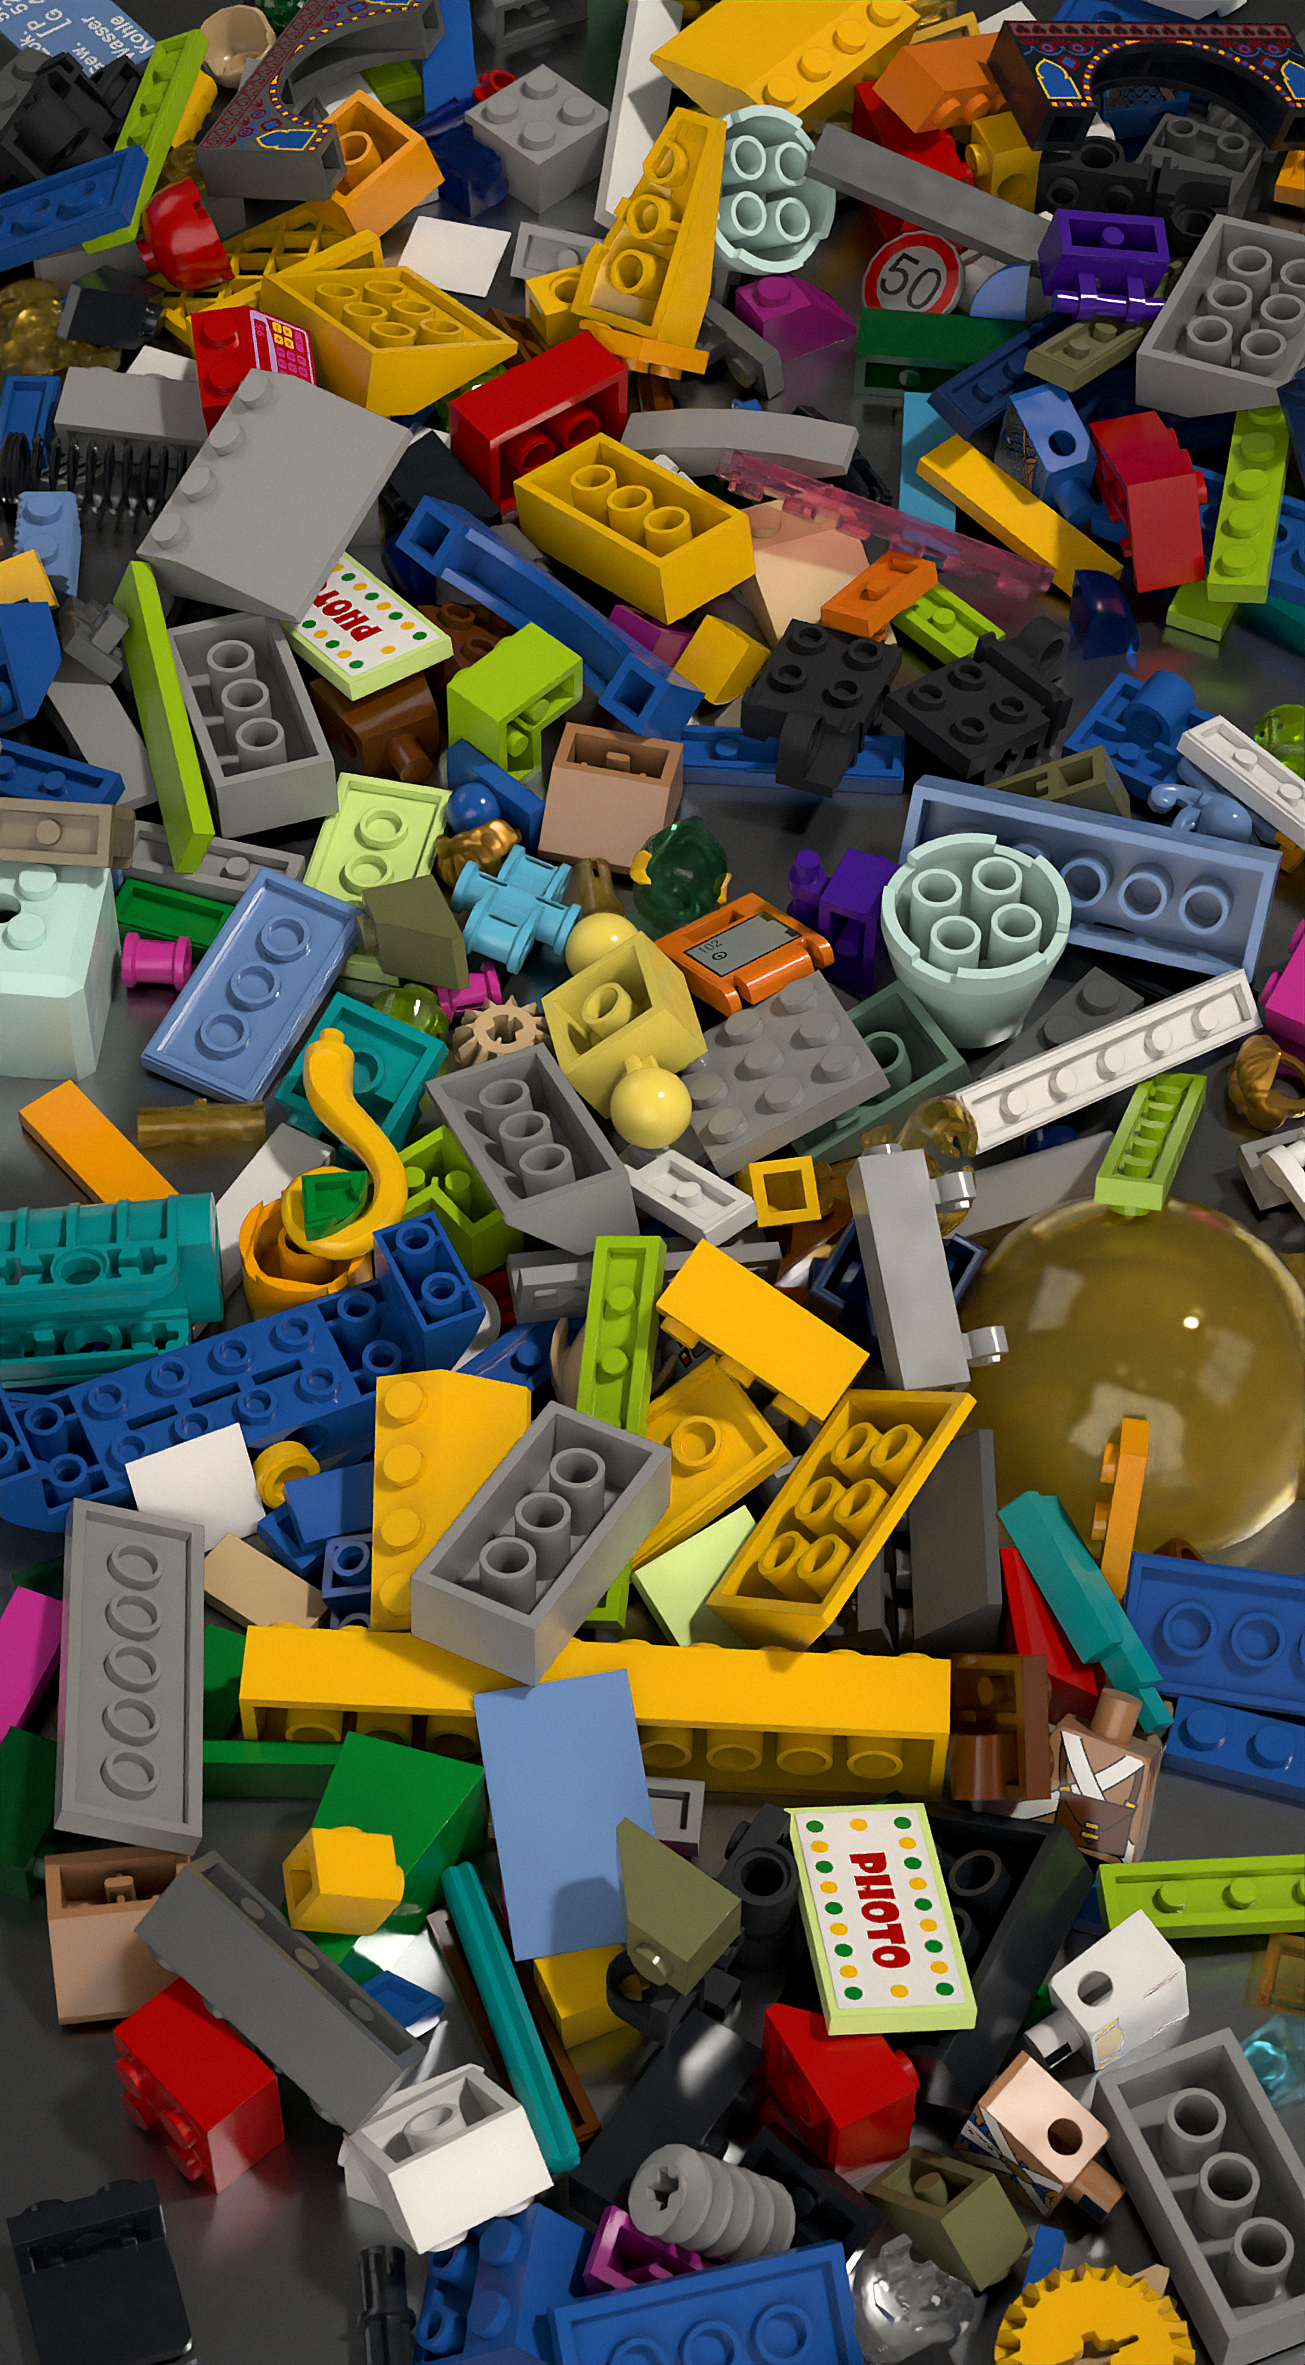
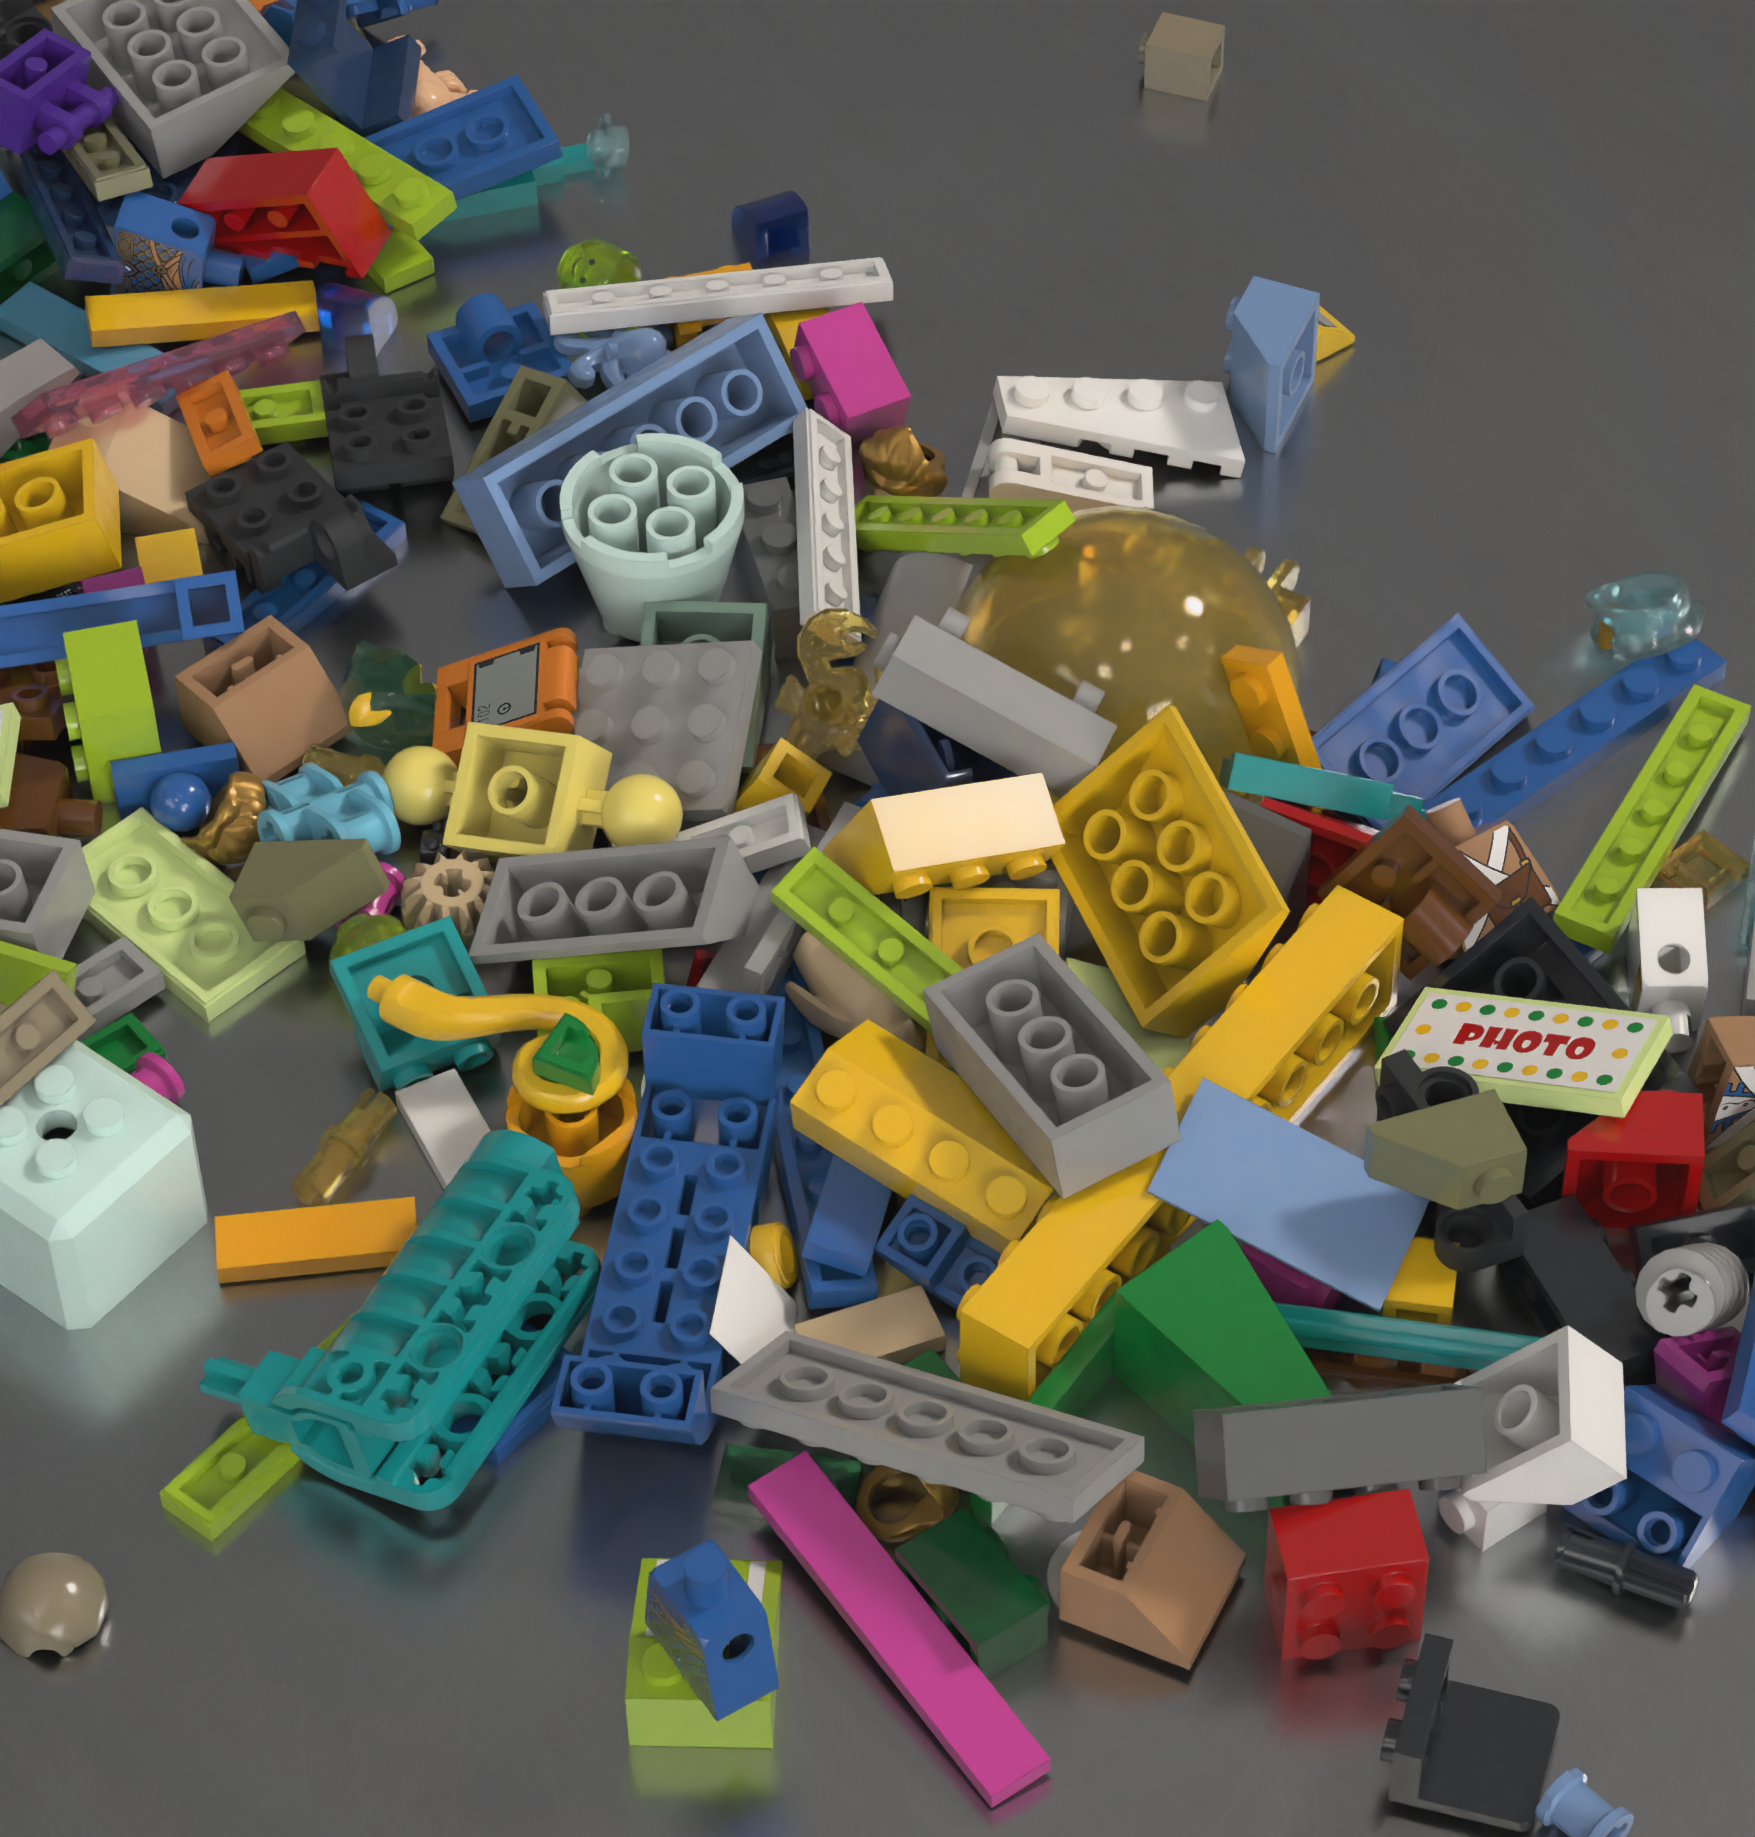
camera: 55 degrees left, 5 degrees down
(255, 990) = (238, 1039): medium blue tile -> none
(342, 1881) = (1282, 1340): yellow brick -> none
(845, 914) = (540, 593): dark purple brick -> none

